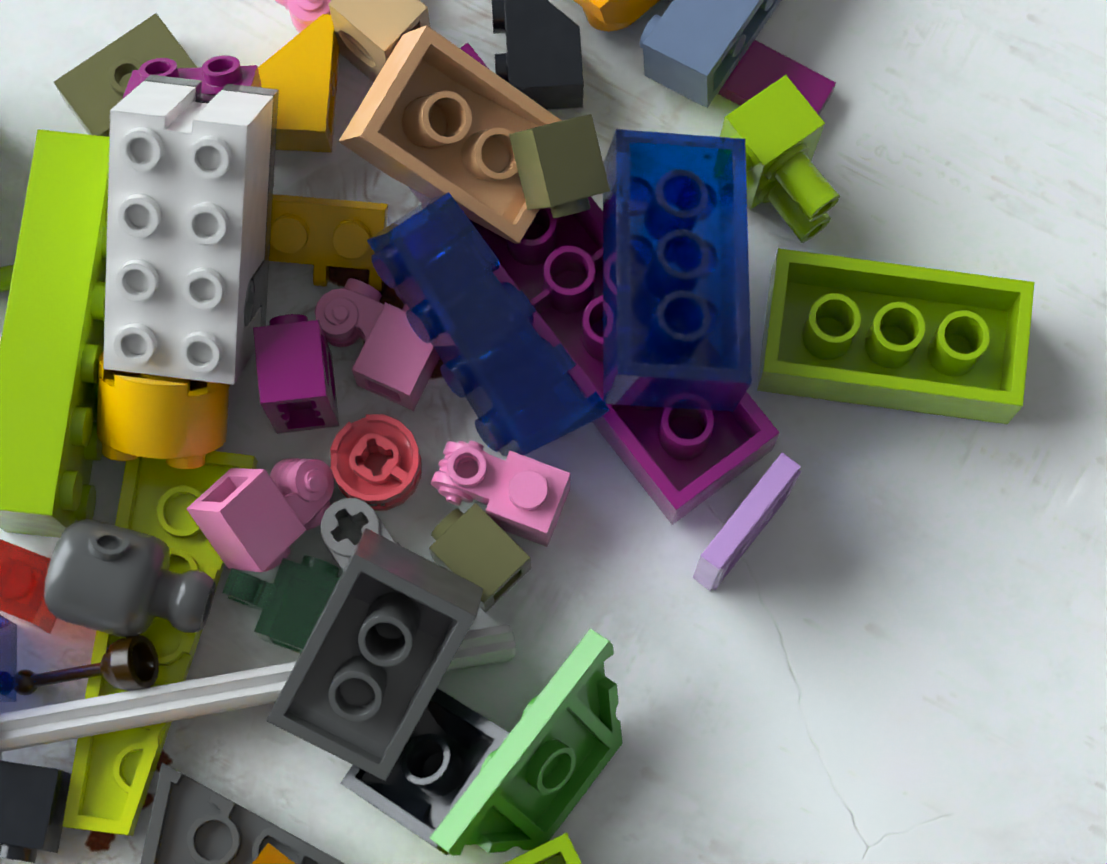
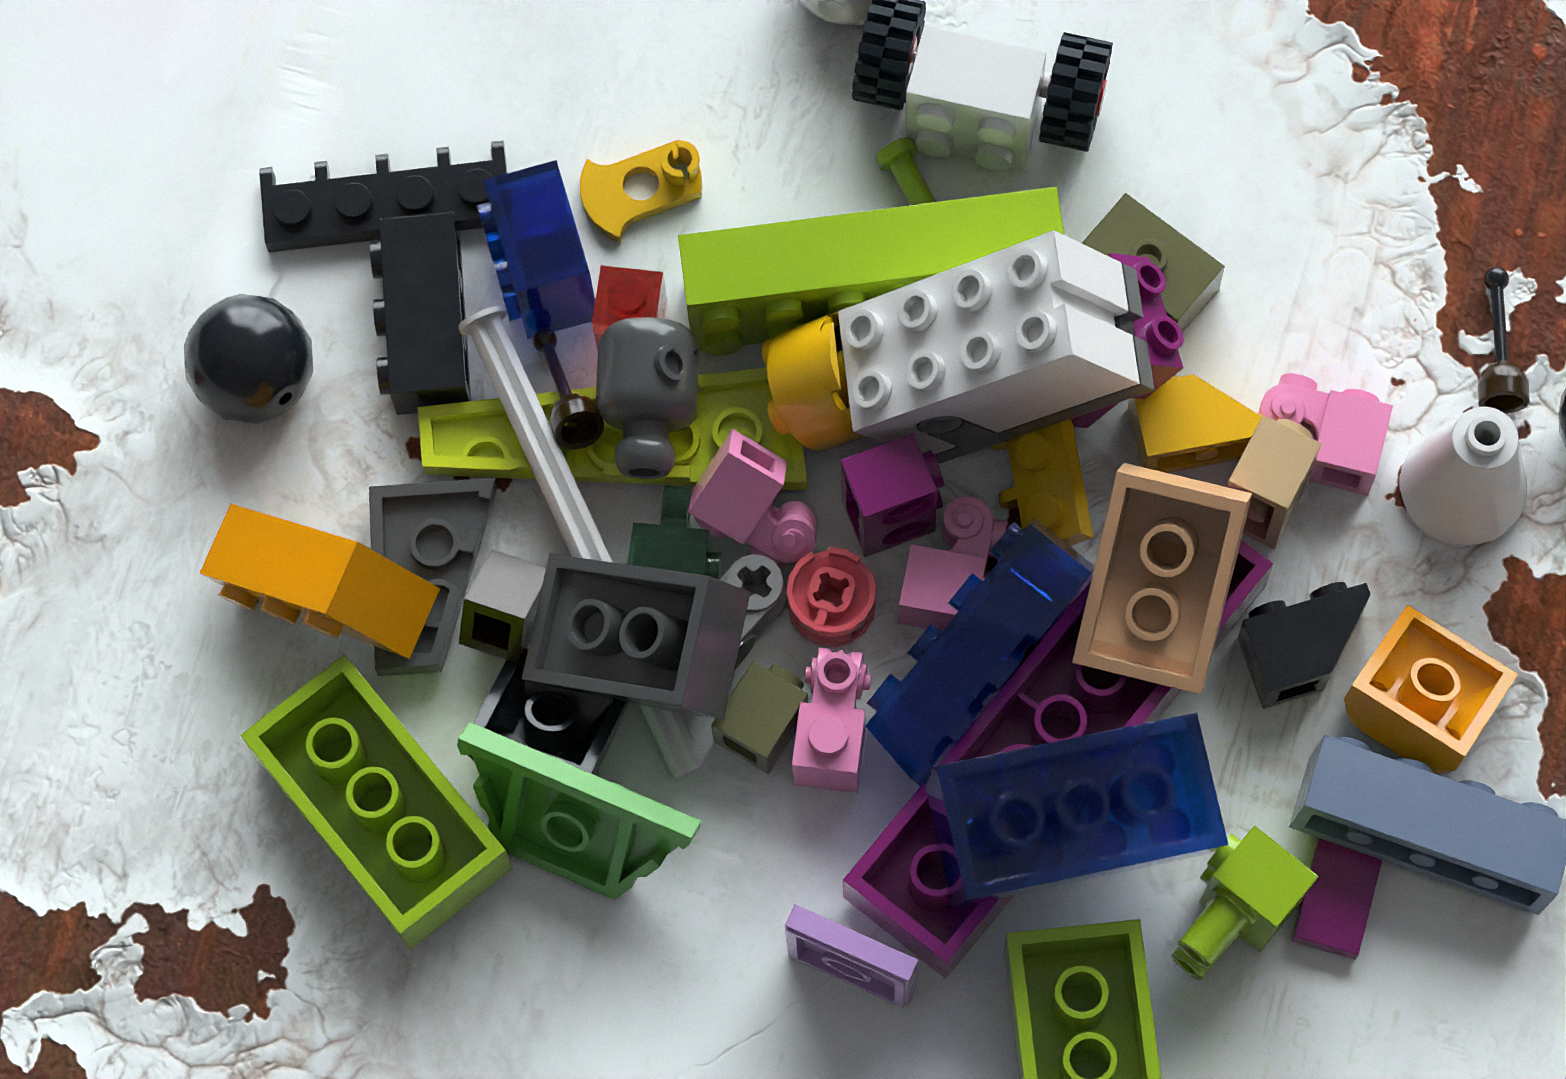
camera: 80 degrees right, 5 degrees down
(302, 781) = (502, 606): none -> brick
(560, 165) = (1153, 674): olive brick -> none

